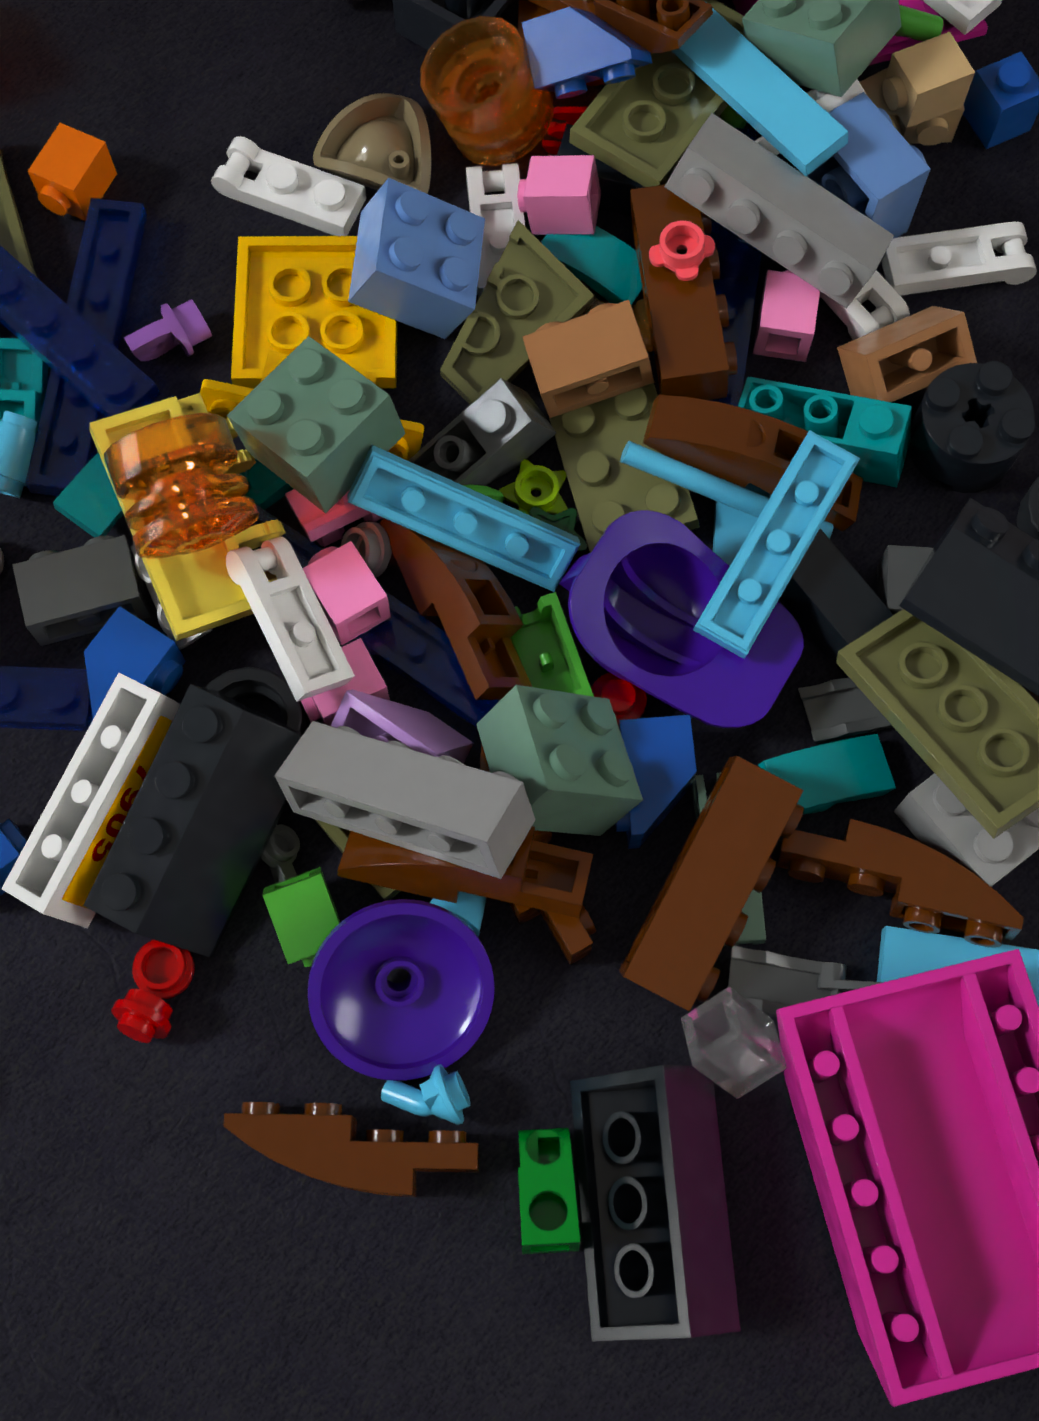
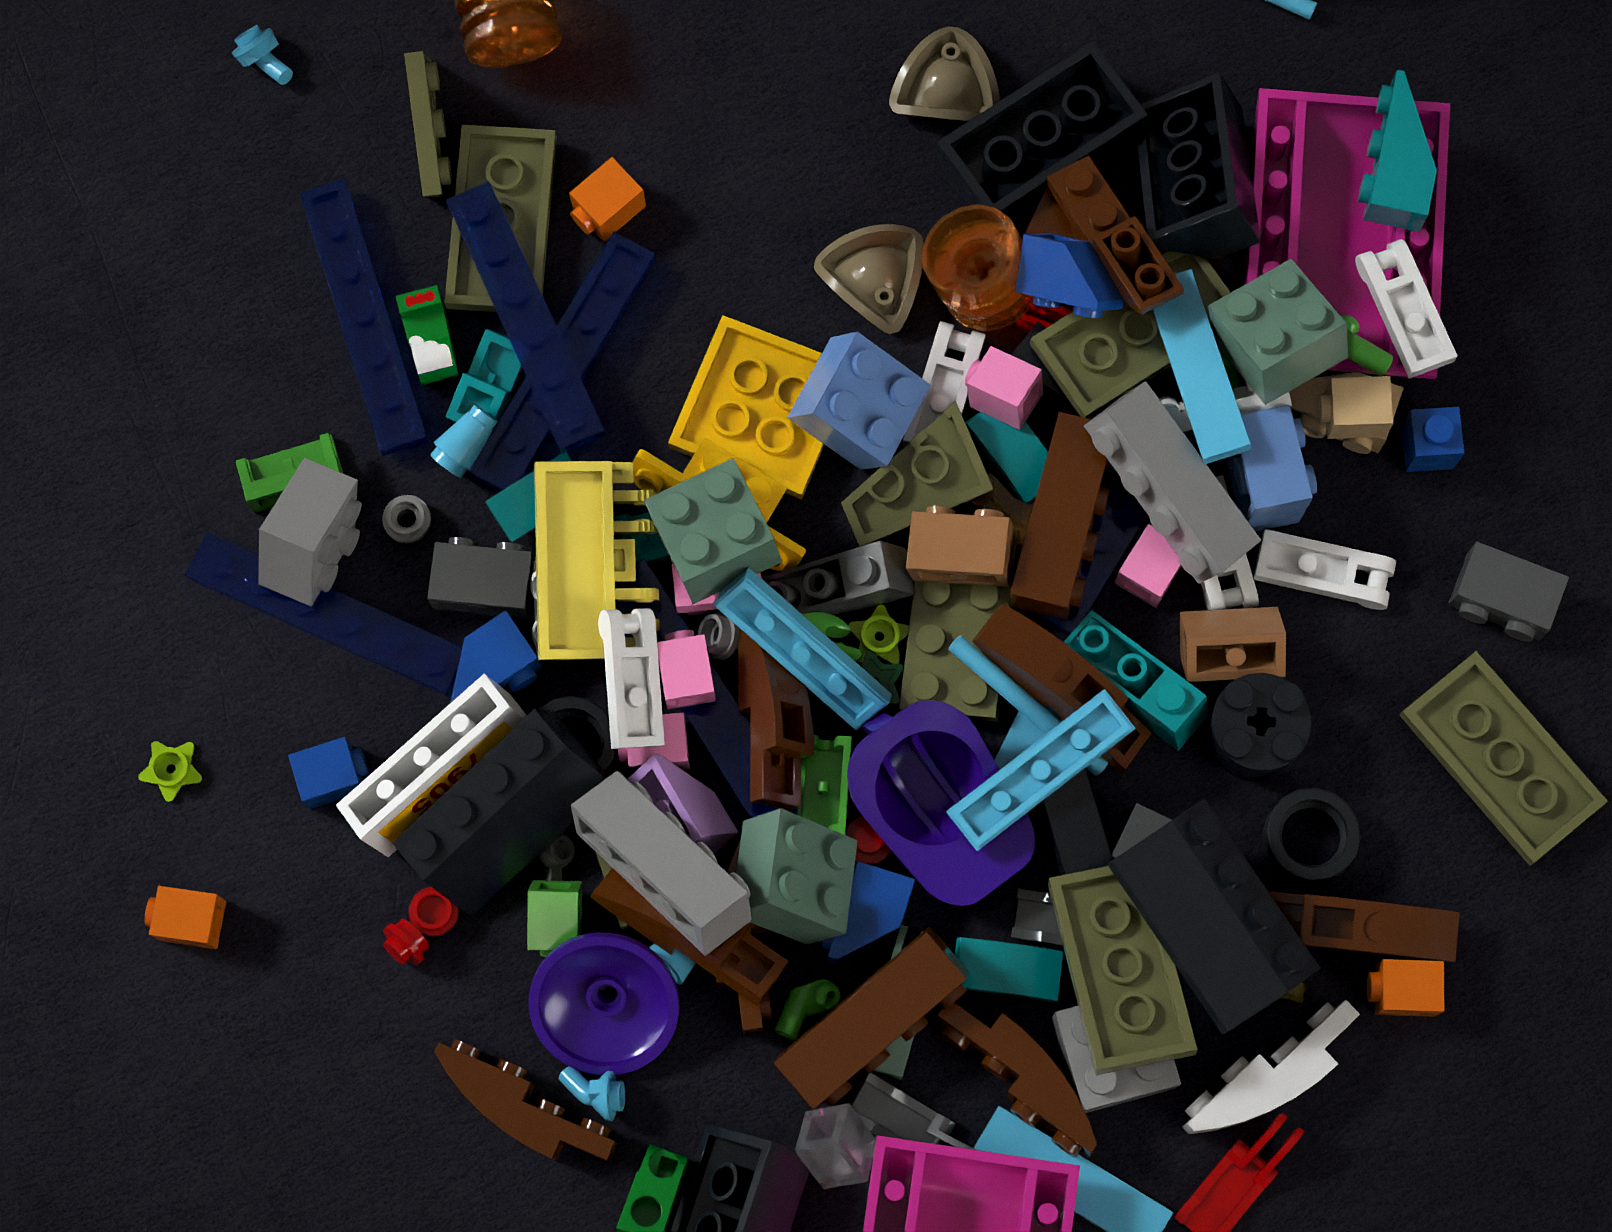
camera: 25 degrees right, 5 degrees up
(179, 326) = (646, 377): medium lavender piece -> none
(181, 485) = (585, 552): clear orange wheel -> none
(289, 188) = (785, 281): white plate -> none
(623, 900) = (805, 1002): none -> bright green arm
(683, 236) = (1073, 474): coral plate -> none

